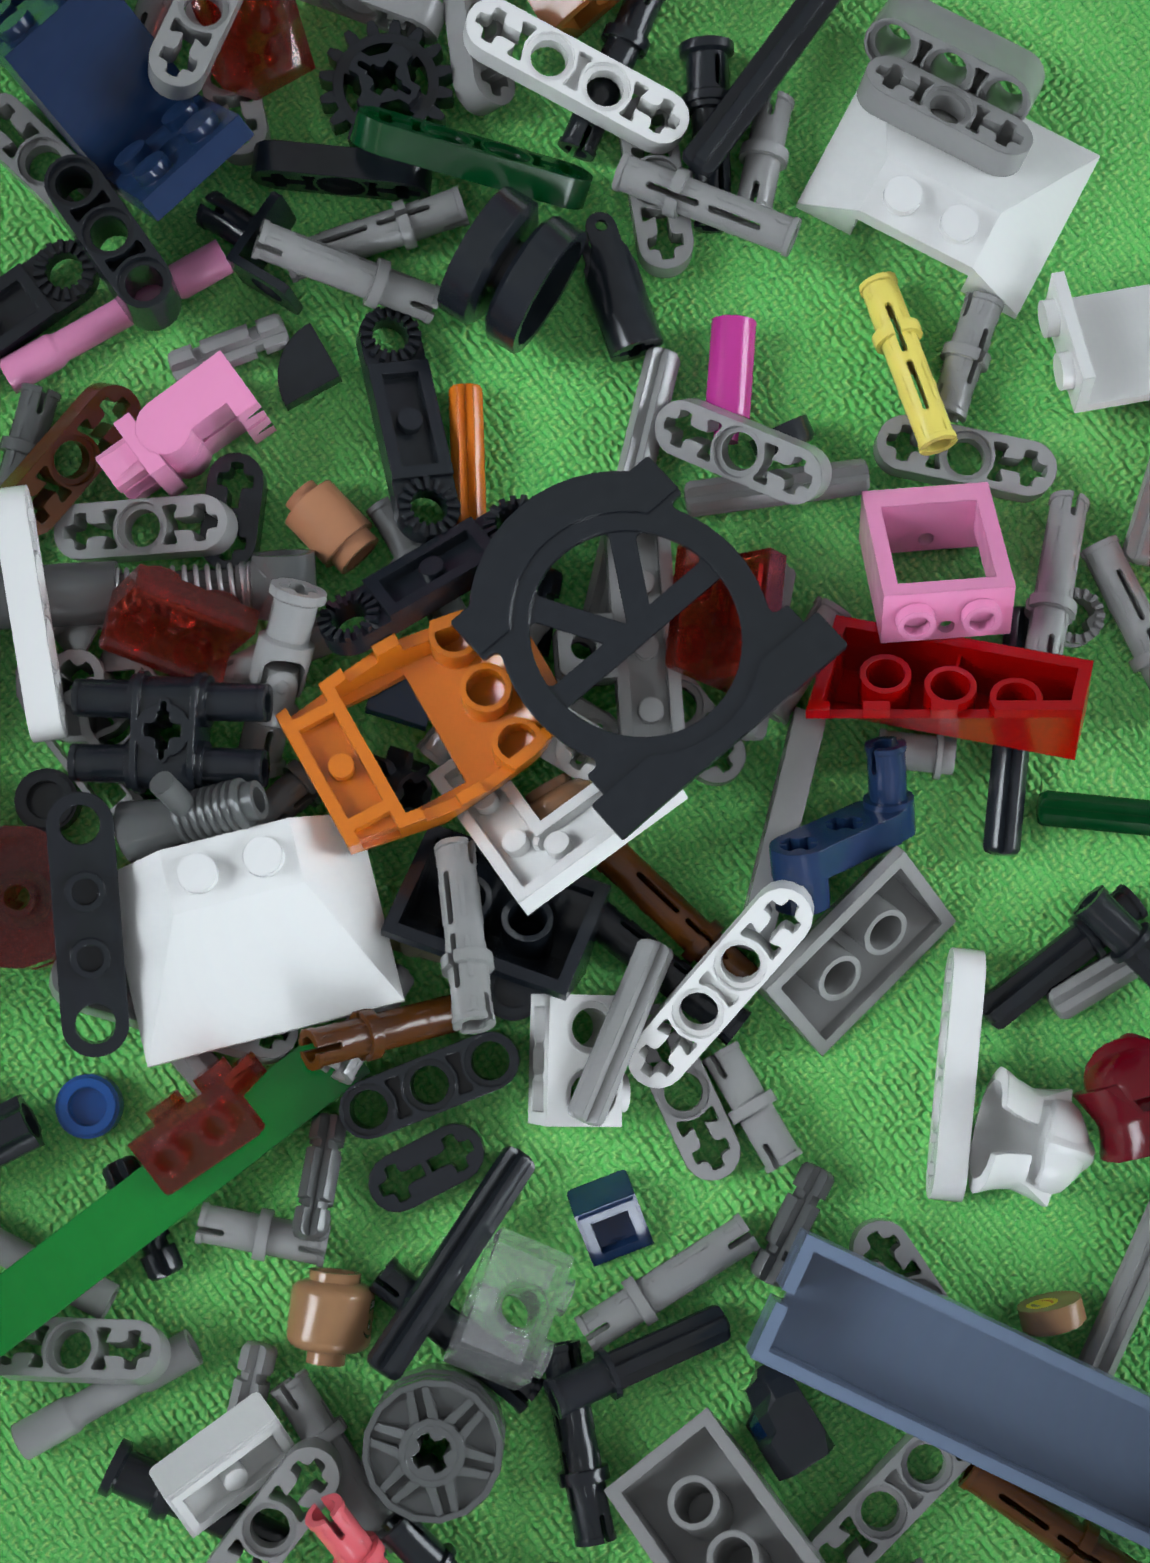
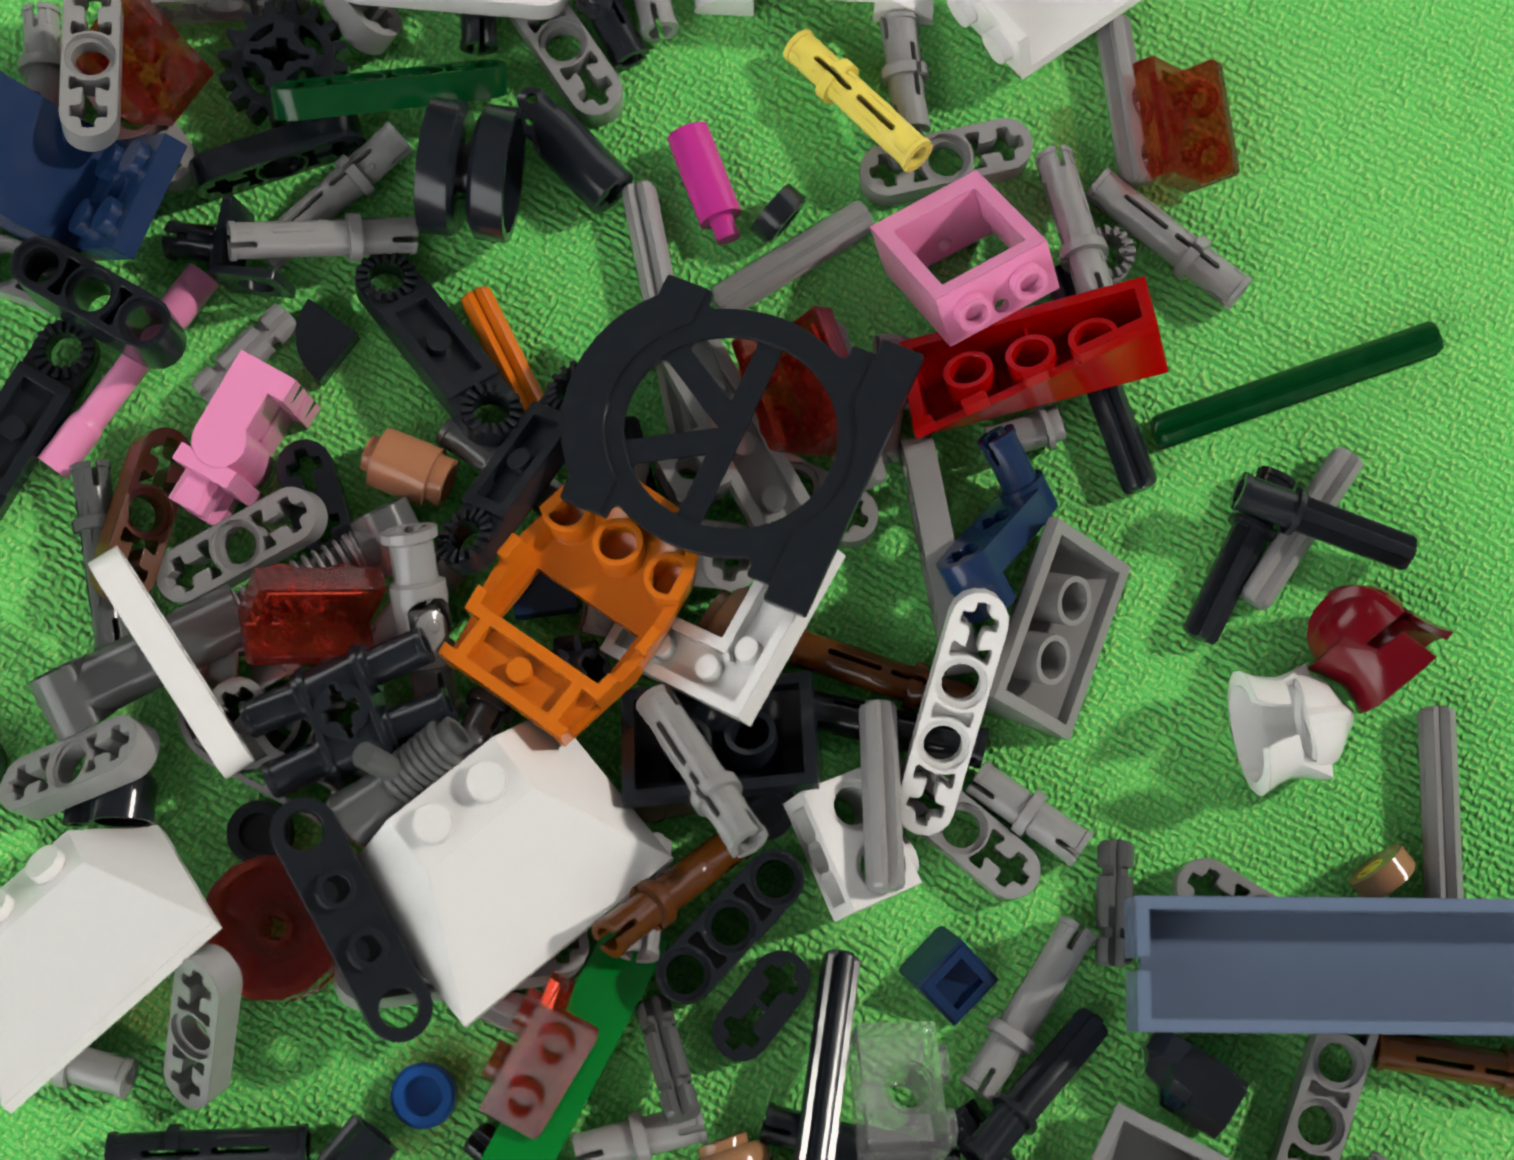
camera: 25 degrees left, 5 degrees down
(639, 178) = (545, 45): light grey pin -> none
(707, 419) = (706, 257): light grey beam -> none
(956, 1074) = (1196, 701): white beam -> none

